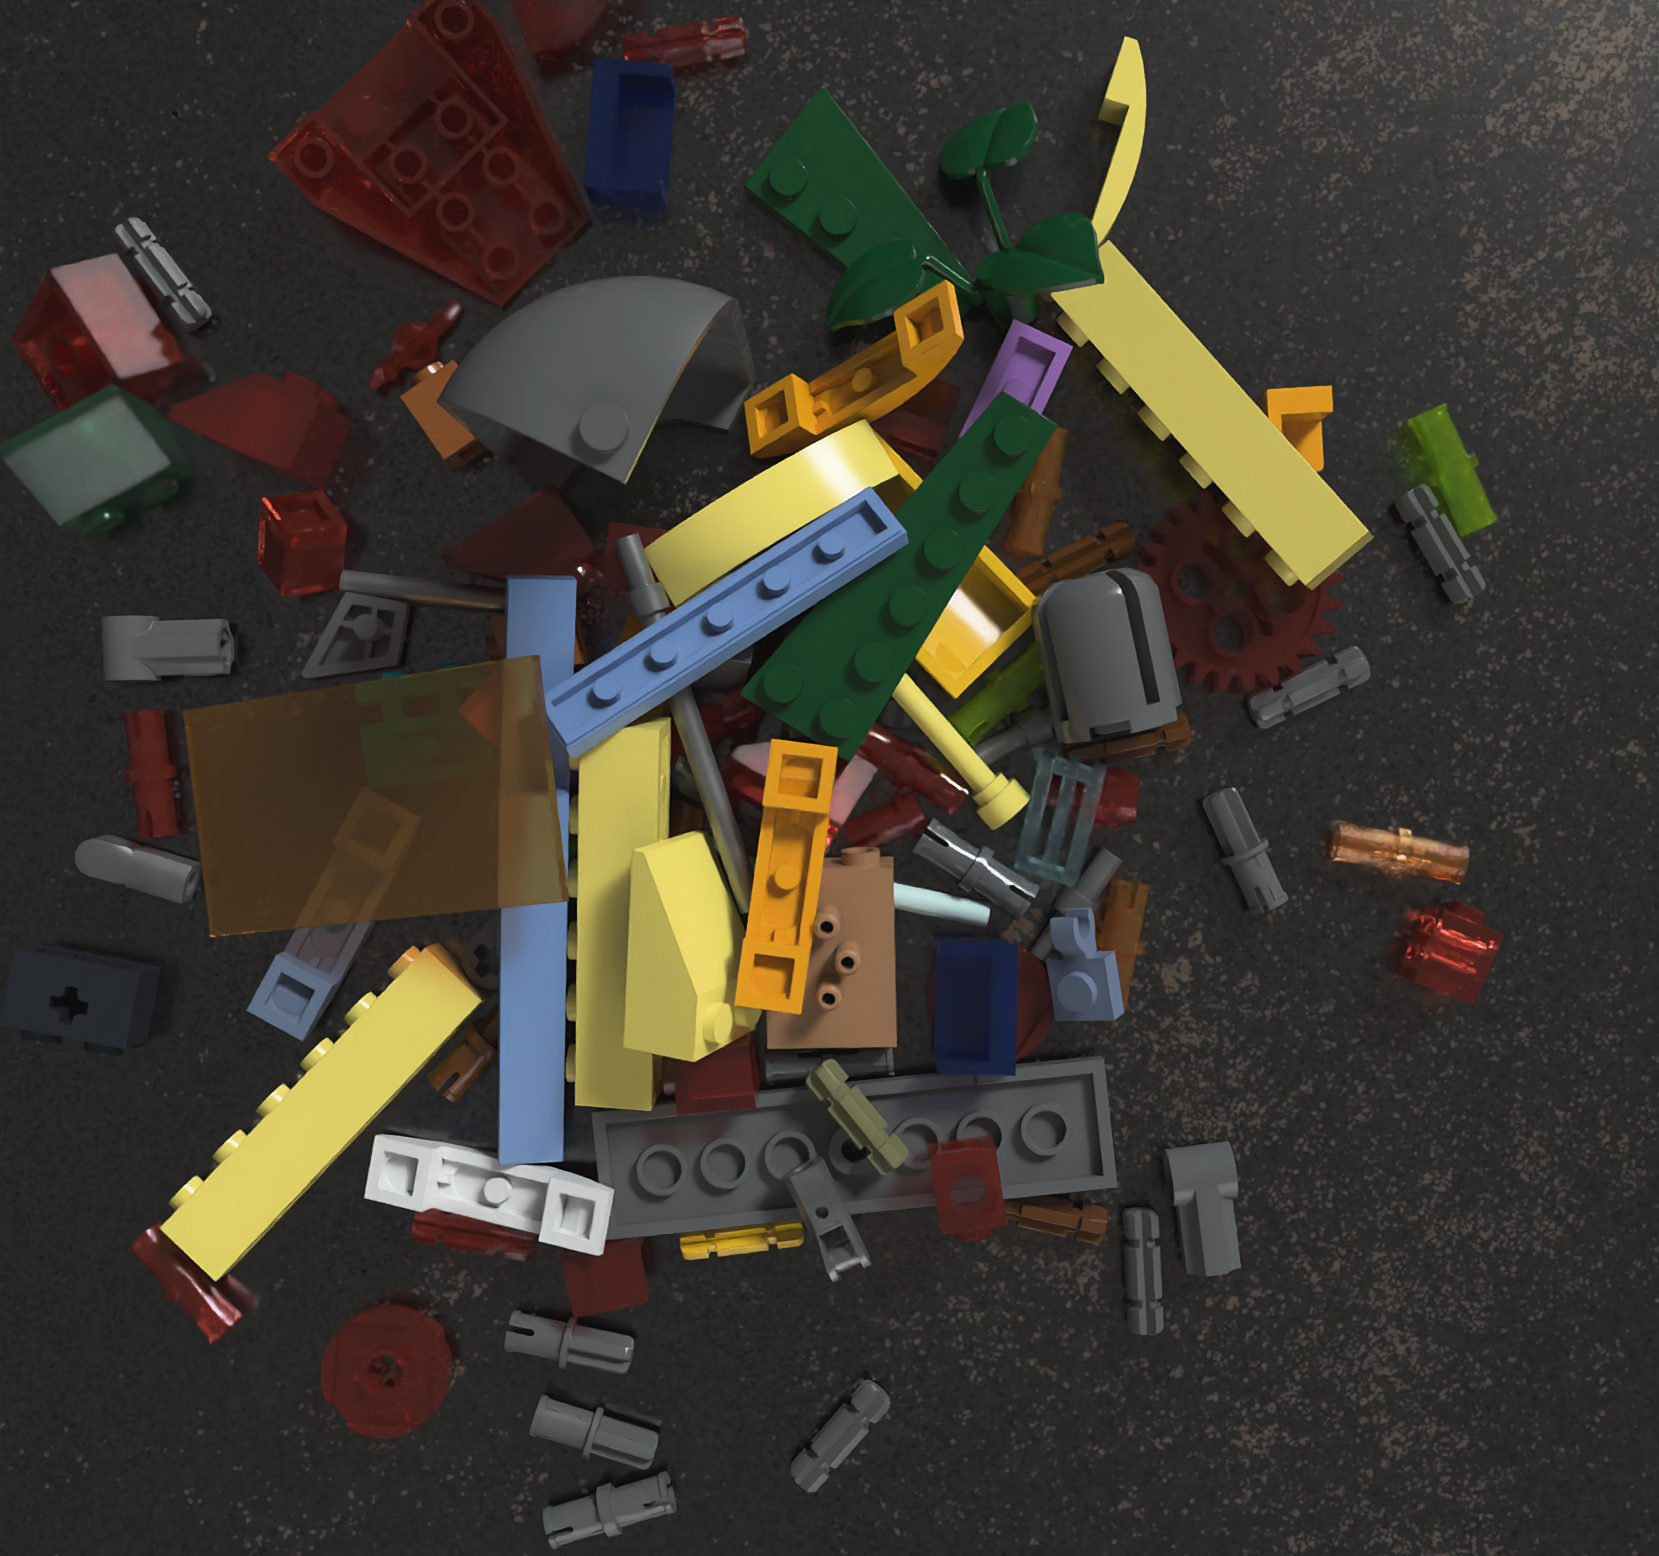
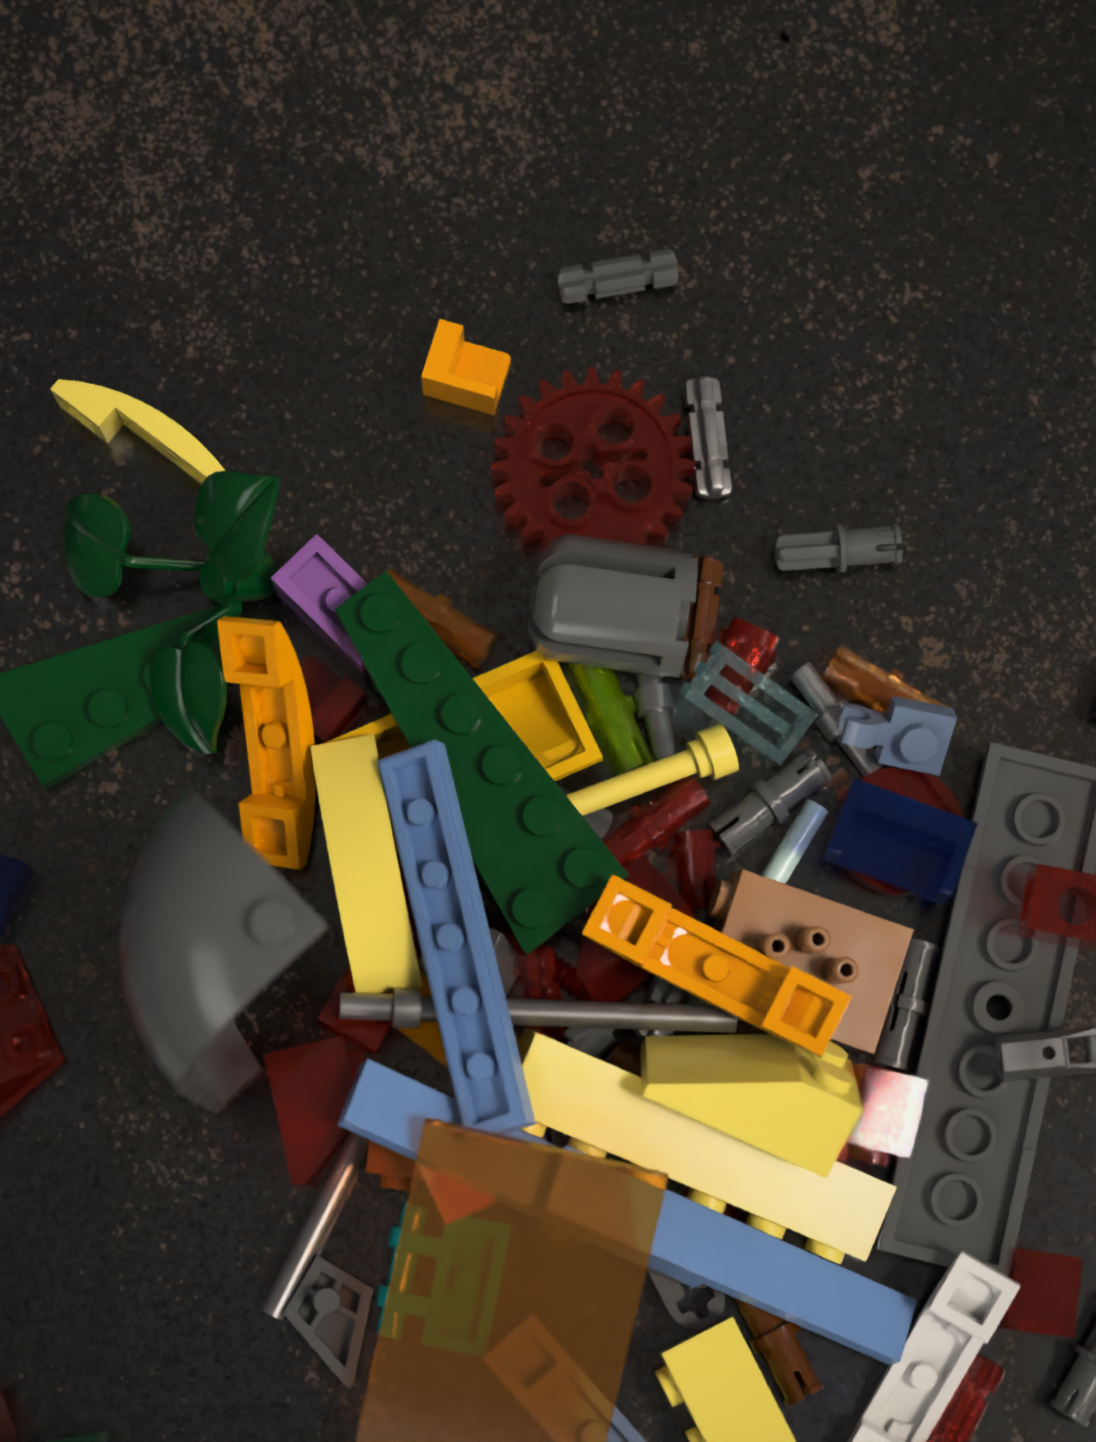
camera: 75 degrees left, 10 degrees down
(272, 422) = (97, 1320): clear red slope -> none
(301, 542) = (219, 1339): clear red panel -> none
(414, 344) = (69, 1159): clear red piece -> none
(447, 435) = (150, 1141): dark orange brick -> none
(741, 1239) = (1050, 1153): yellow axle -> none
(857, 1117) = (968, 990): olive axle -> none
(1079, 557) = (511, 602): reddish brown axle -> none
(1214, 421) = (437, 430): light yellow brick -> none
(1399, 852) = (889, 410): clear orange pin -> none
(1451, 951) = (997, 395): clear red brick -> none
(1453, 469) = (554, 241): clear neon green pin -> none

